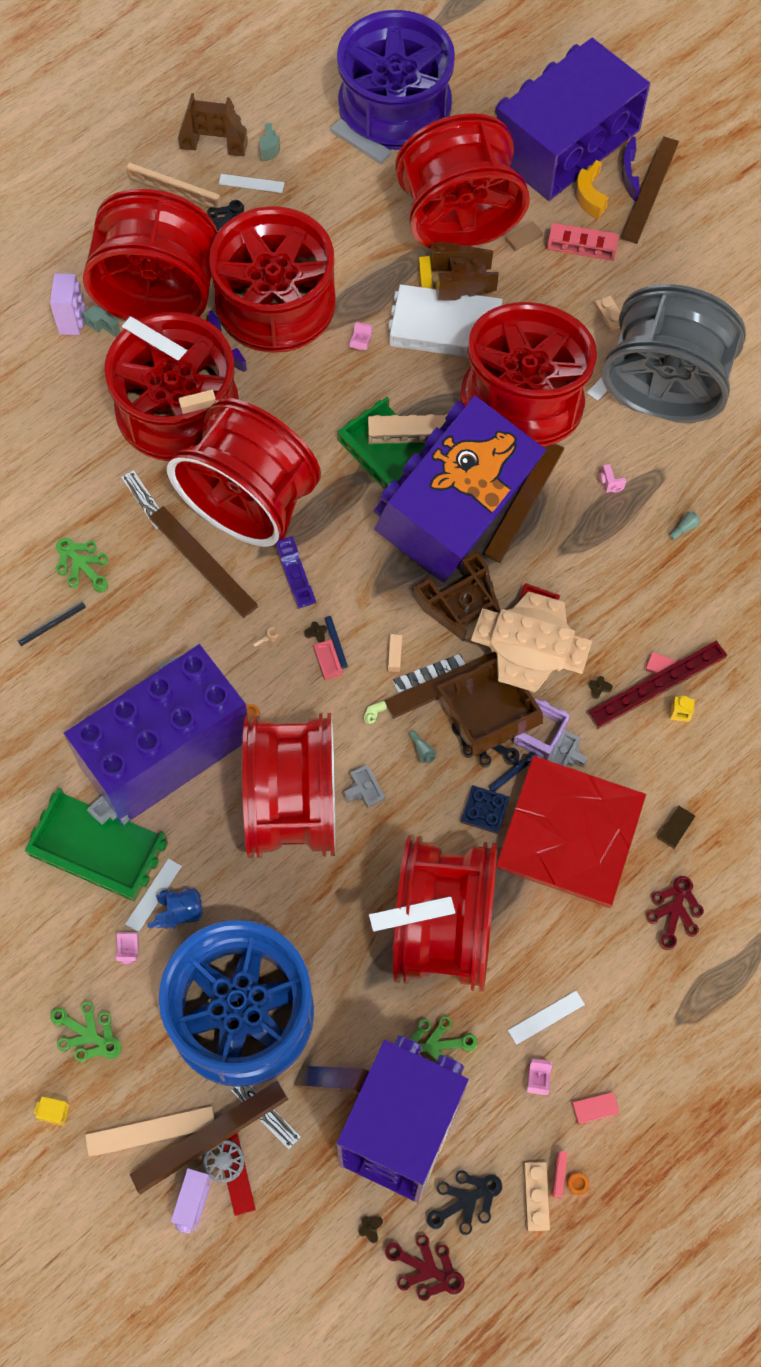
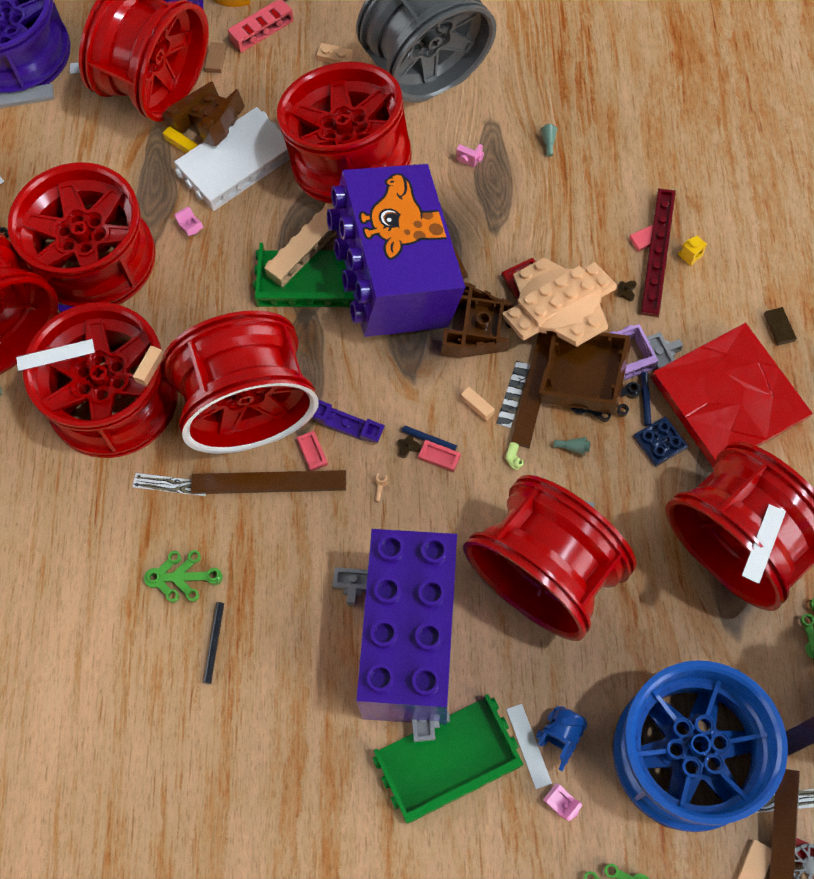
camera: 45 degrees left, 0 degrees up
(253, 570) = (312, 451): none -> coral tile

